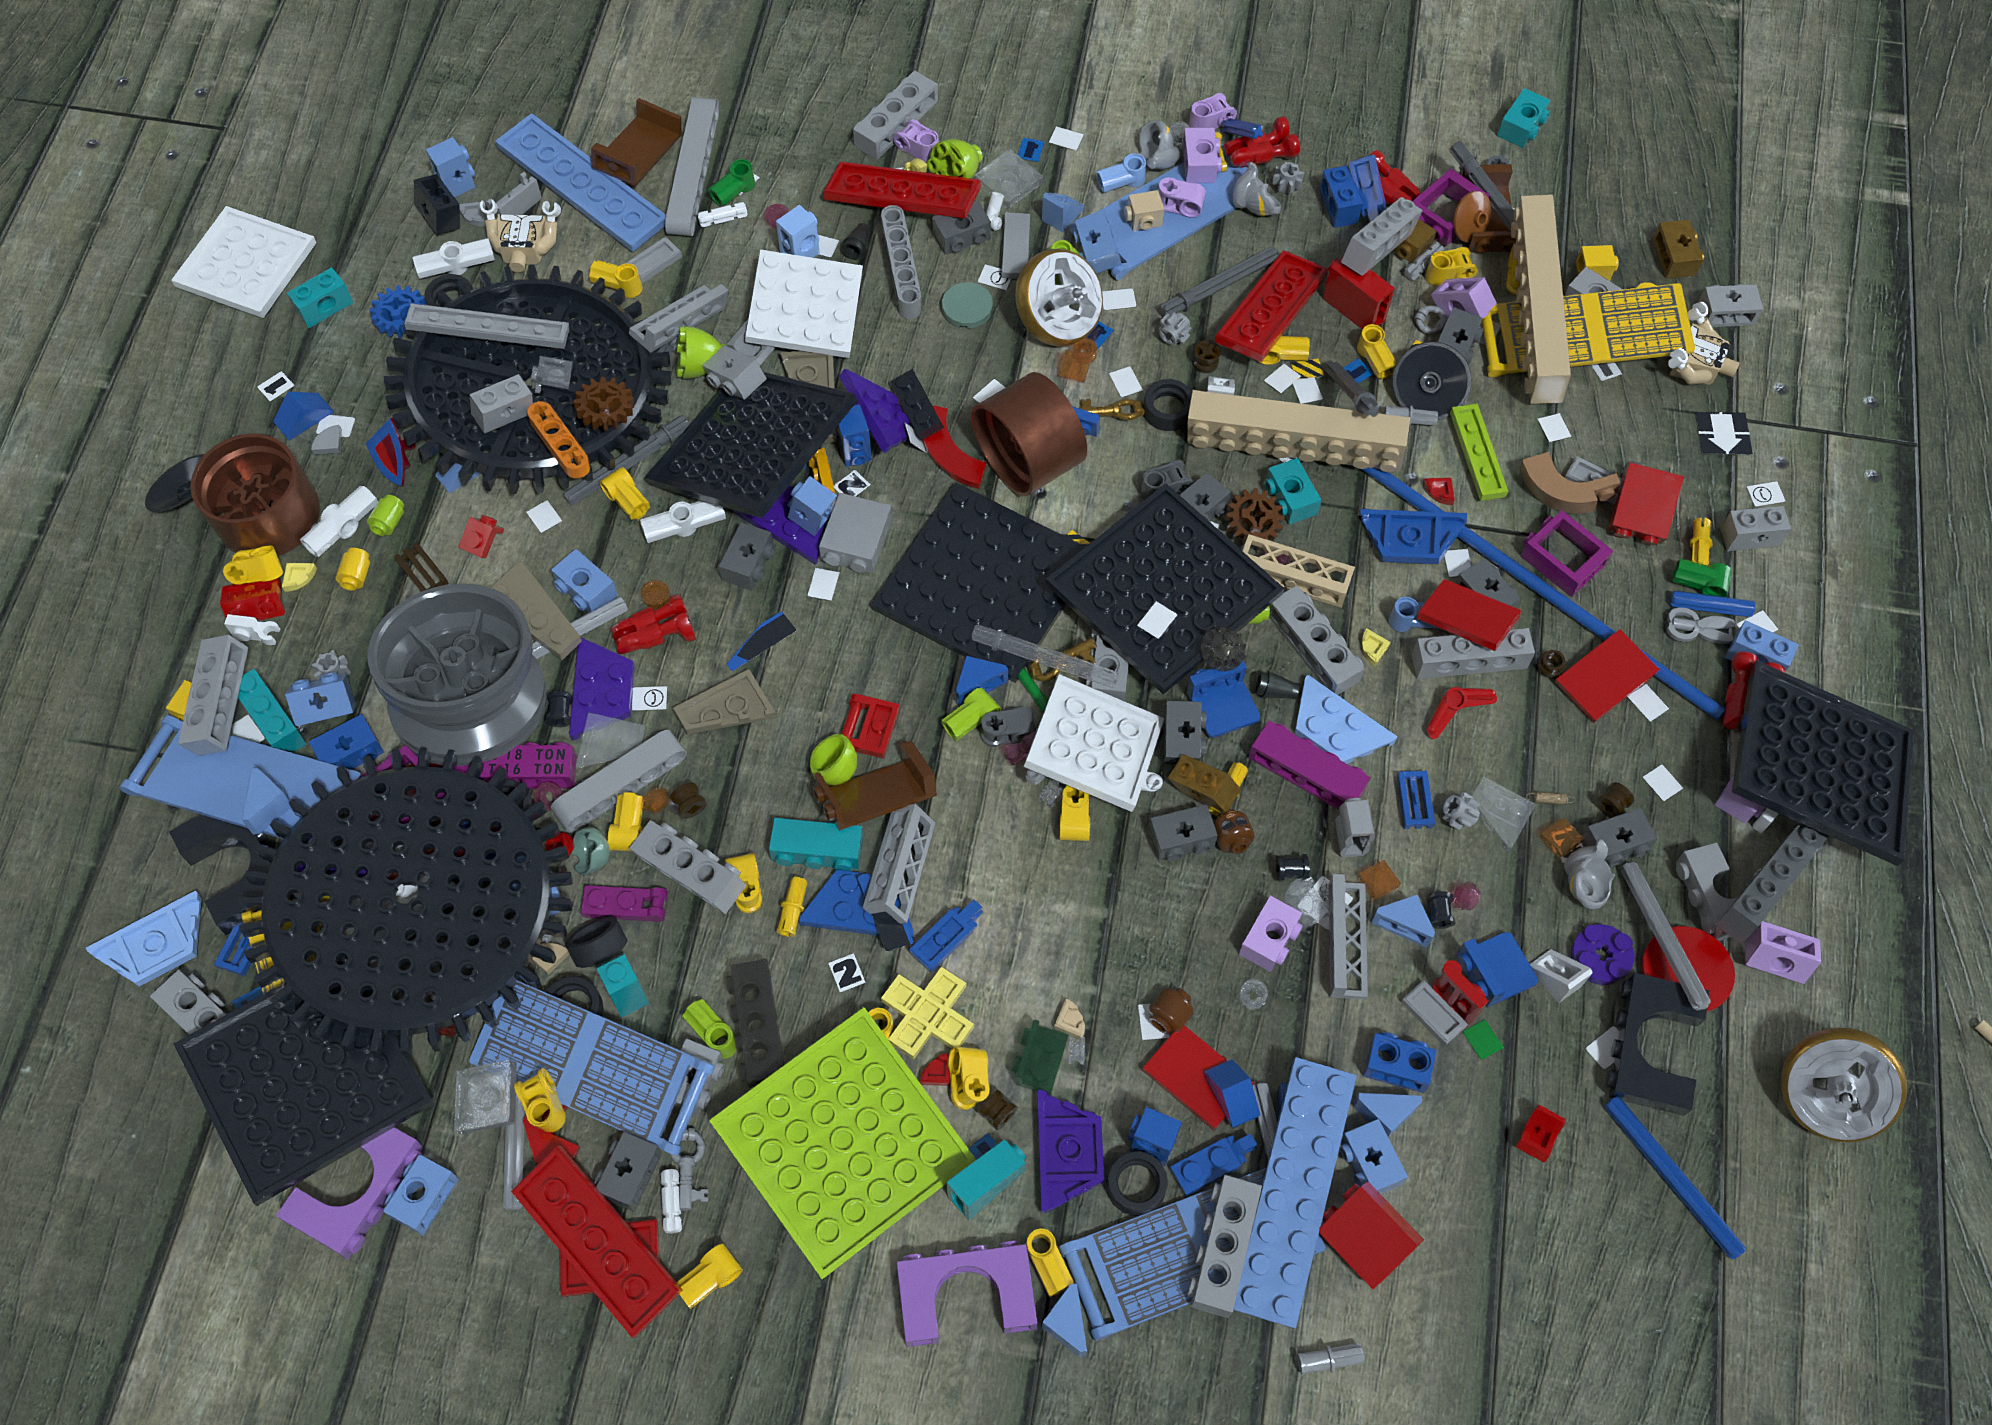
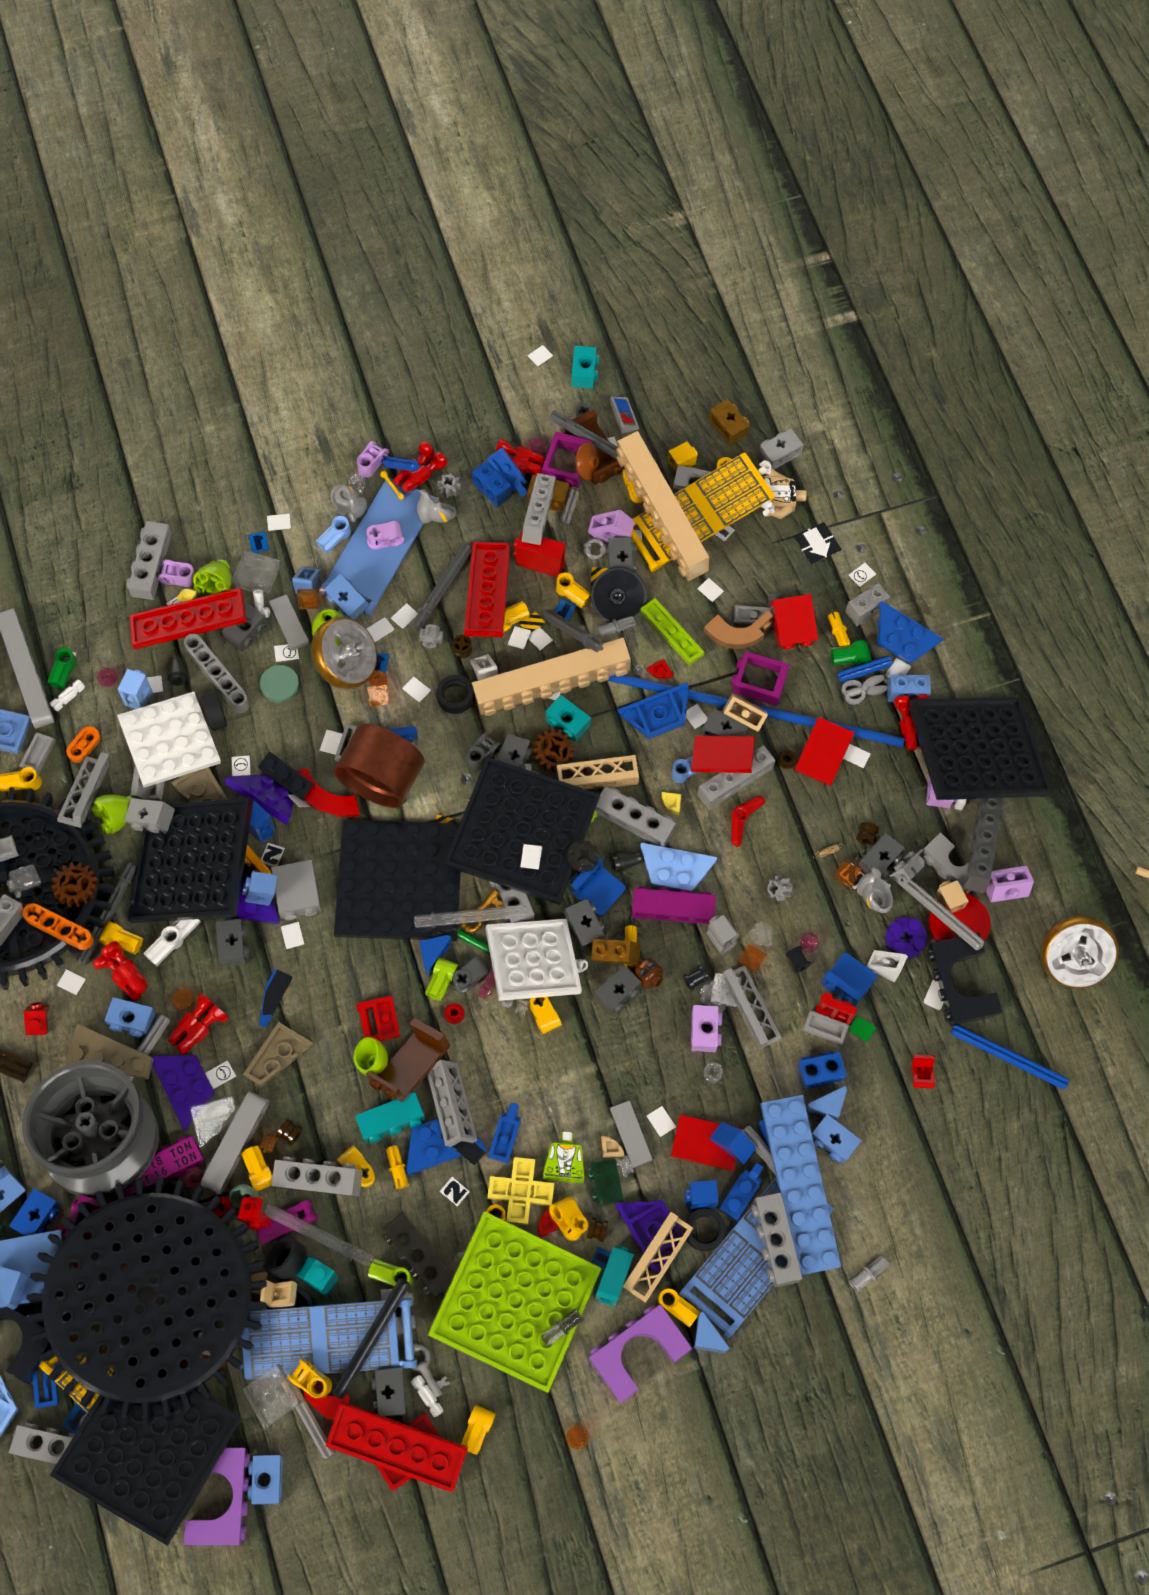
camera: 30 degrees left, 5 degrees up
(558, 709) = (165, 1114): black bush -> none
(560, 977) = (279, 1294): none -> tan bracket
(583, 868) = (251, 1213): none -> red bracket
(607, 530) = (125, 972): none -> red piece
(639, 1088) = (371, 1338): none -> black axle
(675, 970) = (319, 1235): none -> clear axle
(706, 271) = (82, 744): none -> orange plate
(828, 1358) = (577, 1437): none -> clear orange plate
(873, 297) = (214, 710): none -> black tyre
(873, 372) = (240, 765): none -> white sticker
(882, 1205) = (561, 1327): none -> clear smoke axle
(963, 770) = (454, 1019): none -> red plate
(1002, 1005) = (565, 1161): none -> torso
(1050, 1171) = (648, 1256): none -> tan fence
(1051, 227) = (307, 599): none -> clear orange tile
(1105, 1016) = (631, 1134): none -> light grey tile
(1115, 409) = (420, 715): pearl gold piece -> none
(1144, 210) = (365, 557): tan brick -> none
(1155, 297) = (404, 616): none -> white sticker
(1170, 1010) = (669, 1110): reddish brown head -> none
(1200, 155) = (383, 505): lavender brick -> none
(1369, 1234) = (856, 1187): red brick -> none
(1406, 919) = (781, 977): medium blue slope -> none
(1410, 858) = (764, 935): none -> clear tile
(1417, 822) = (763, 904): blue tile -> none
(1420, 179) = (537, 441): none -> clear pink plate
(1450, 265) = (591, 501): yellow piece -> none
(1476, 88) = (540, 355): none -> white sticker
(1502, 811) = (804, 874): clear wing -> none
(1524, 580) = (745, 712): none -> tan brick
(1548, 183) = (623, 414): none -> slope
(1657, 866) = (907, 869): none -> light grey hinge
(1662, 782) = (889, 805): white sticker -> none
(1693, 929) = (951, 896): none -> tan brick
(1786, 584) = (903, 635): none -> blue wing

